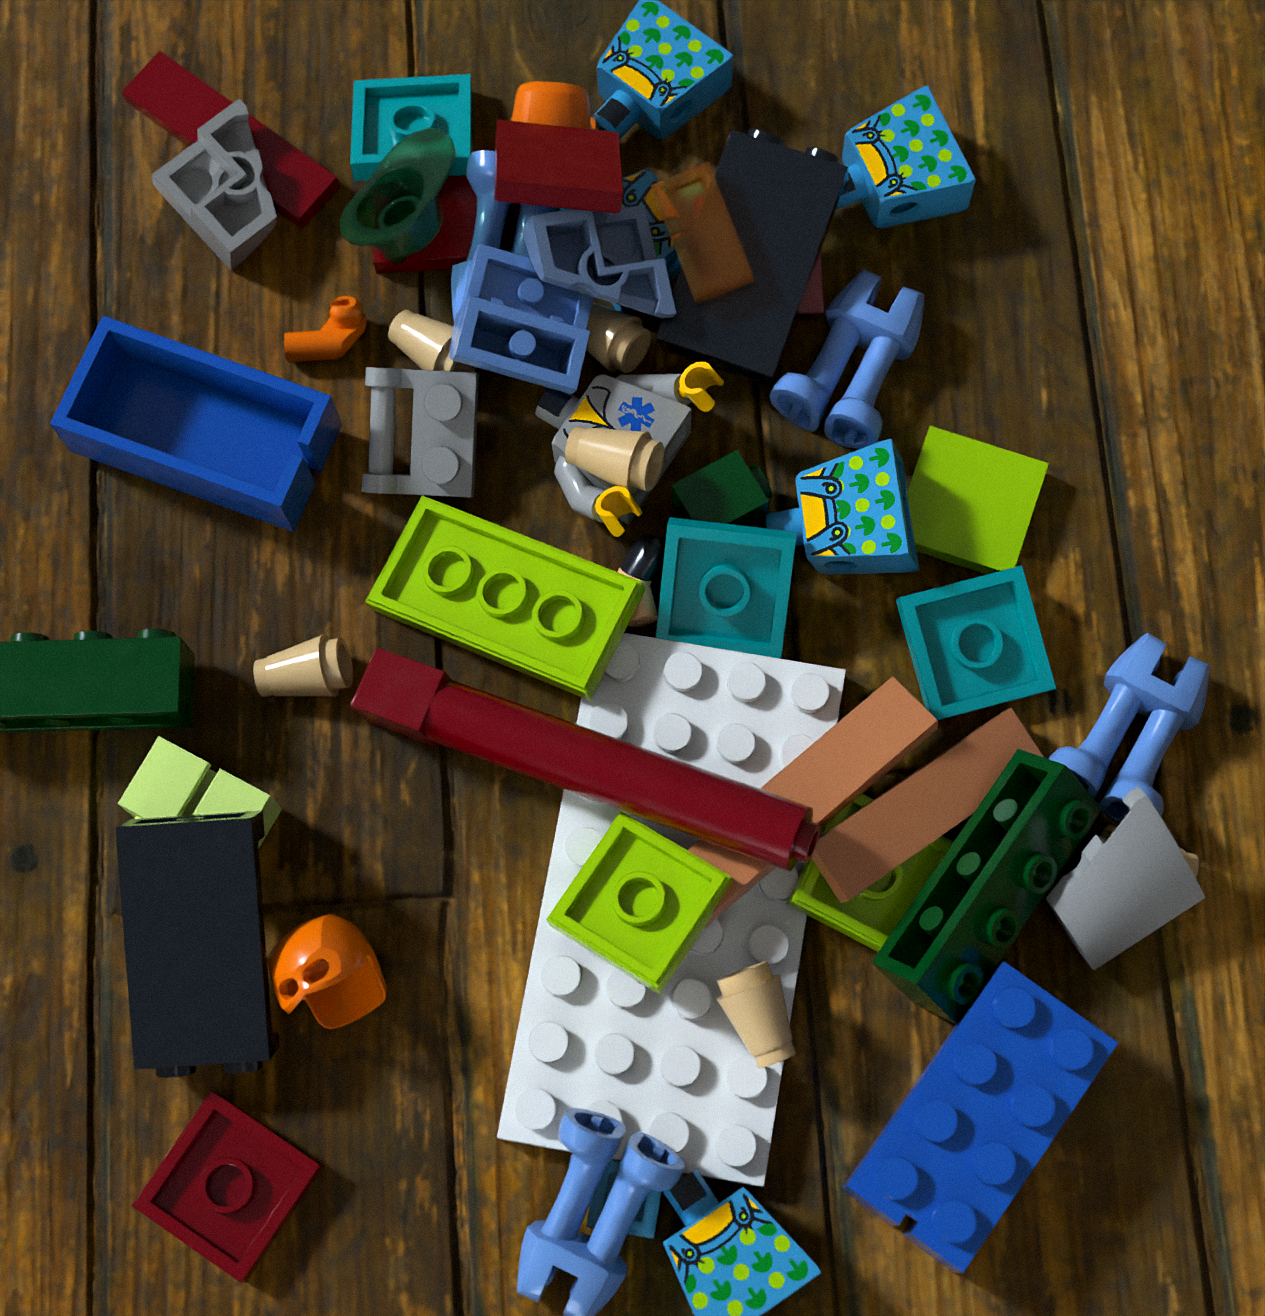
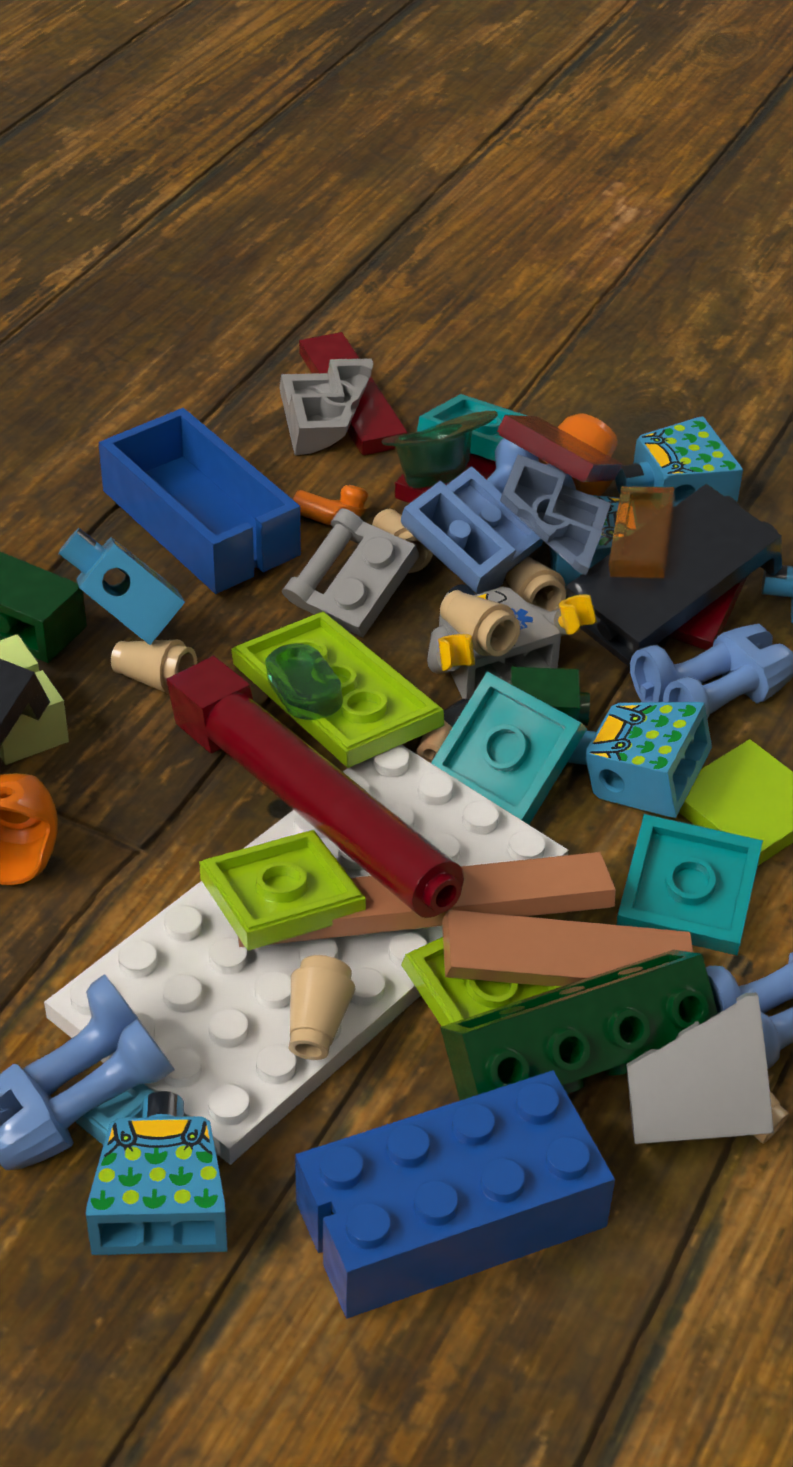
camera: 25 degrees right, 30 degrees down
(233, 617) = (139, 601): none -> dark azure torso
(481, 621) = (304, 681): none -> clear green tile

